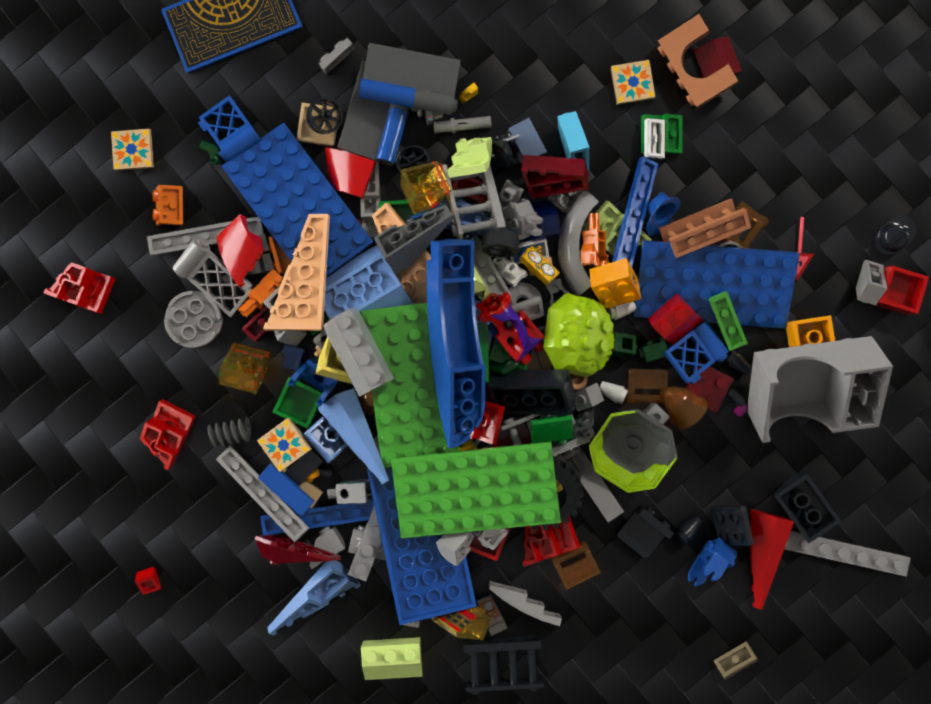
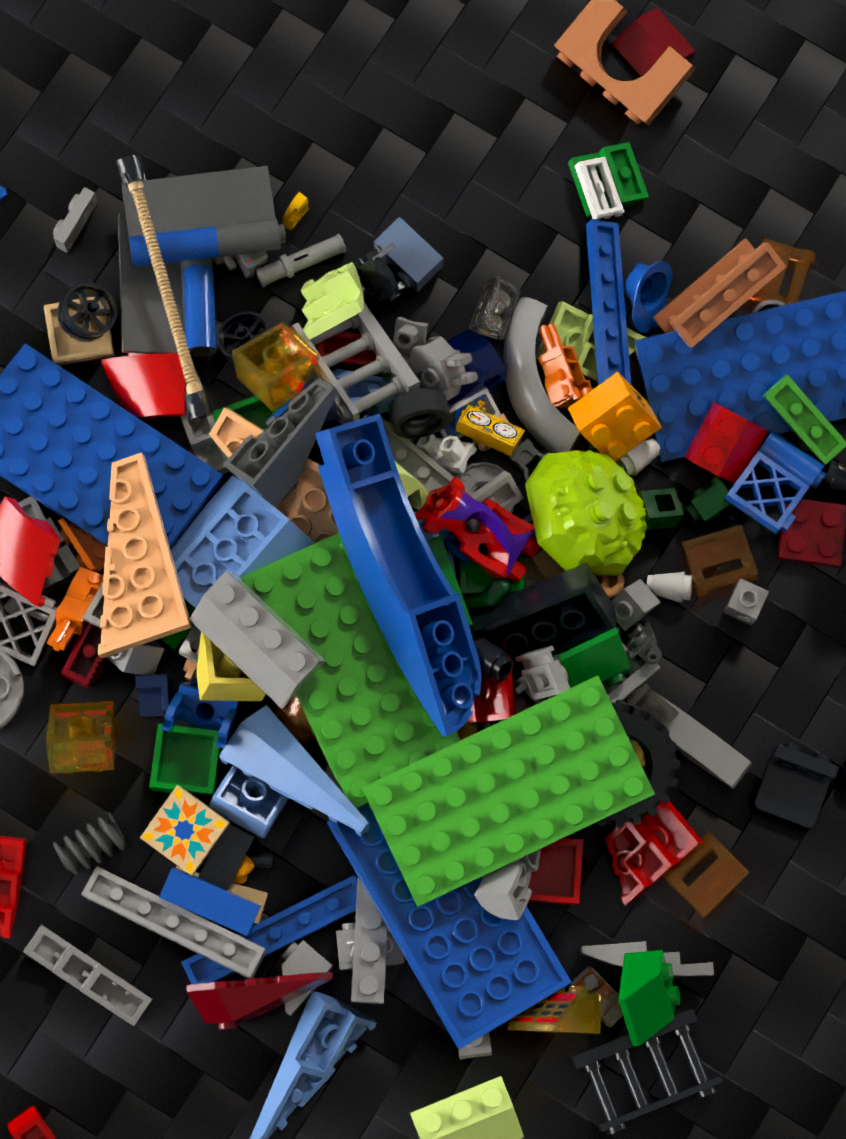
camera: 20 degrees left, 10 degrees down
(206, 505) = (87, 975): none -> light grey slope
(351, 491) = (327, 868): light grey torso -> none
(374, 41) = (133, 176): none -> tan hose
(492, 538) = (558, 864): white bracket -> none
(493, 408) = (494, 661): none -> black brick
(517, 627) = (647, 994): none -> green slope
(519, 427) = (543, 674): none -> light grey plate
(554, 175) = (466, 288): dark red wedge -> none
(573, 137) = (480, 232): medium azure slope -> none
(633, 82) = (538, 118): tile -> none
(633, 450) = (729, 658): dark grey rock -> none
(684, 406) = (784, 569): clear orange helmet -> none

